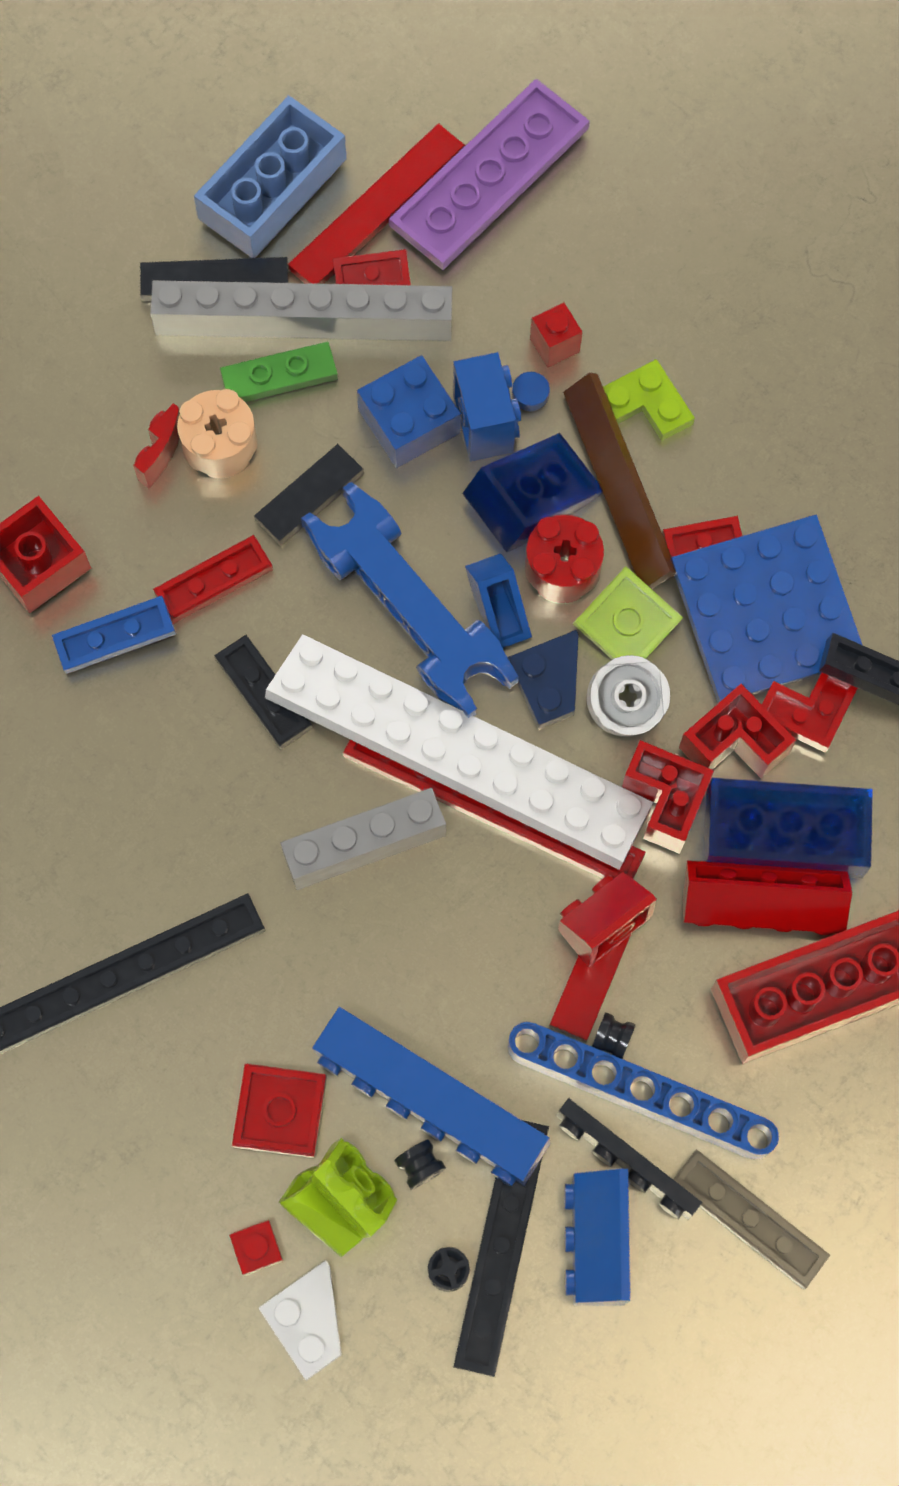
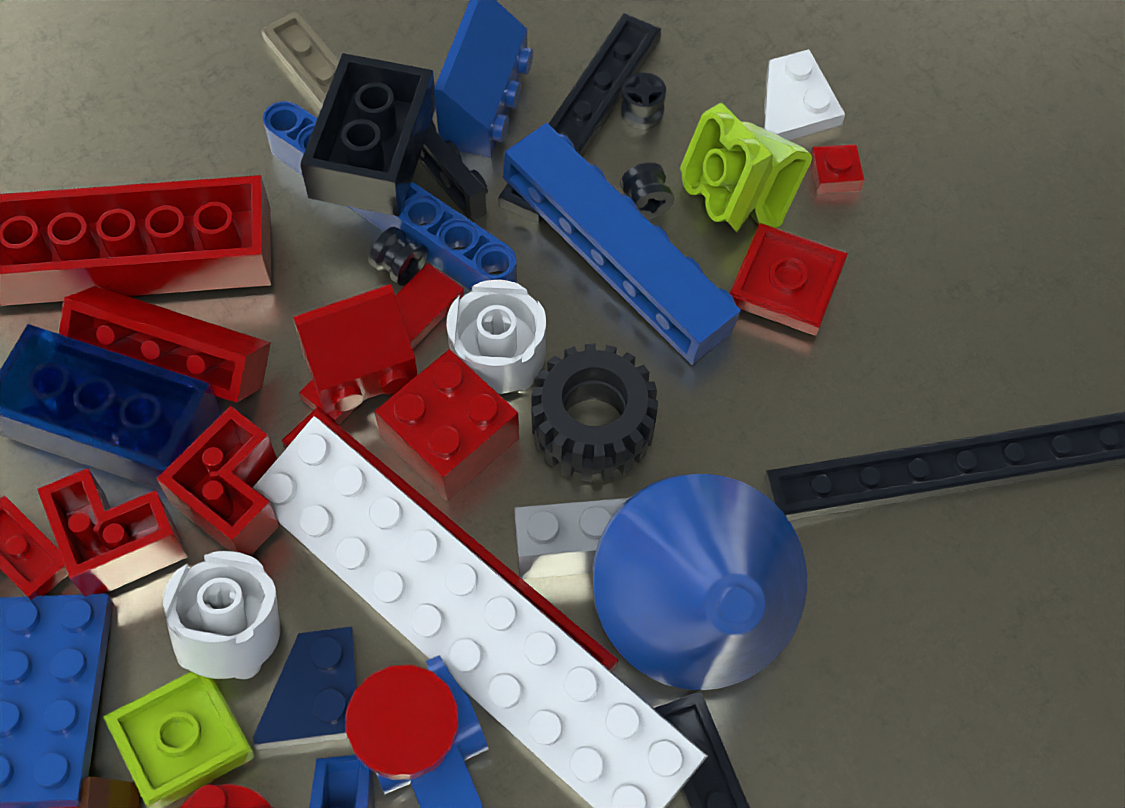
camera: 165 degrees left, 10 degrees down
(292, 795) = (699, 581): none -> blue cone
(402, 898) = (599, 377): none -> black tyre
(476, 654) = (402, 722): none -> red tile
(519, 956) = (499, 334): none -> white brick
(520, 892) = (448, 424): none -> red brick
(668, 1110) = (369, 134): none -> black brick

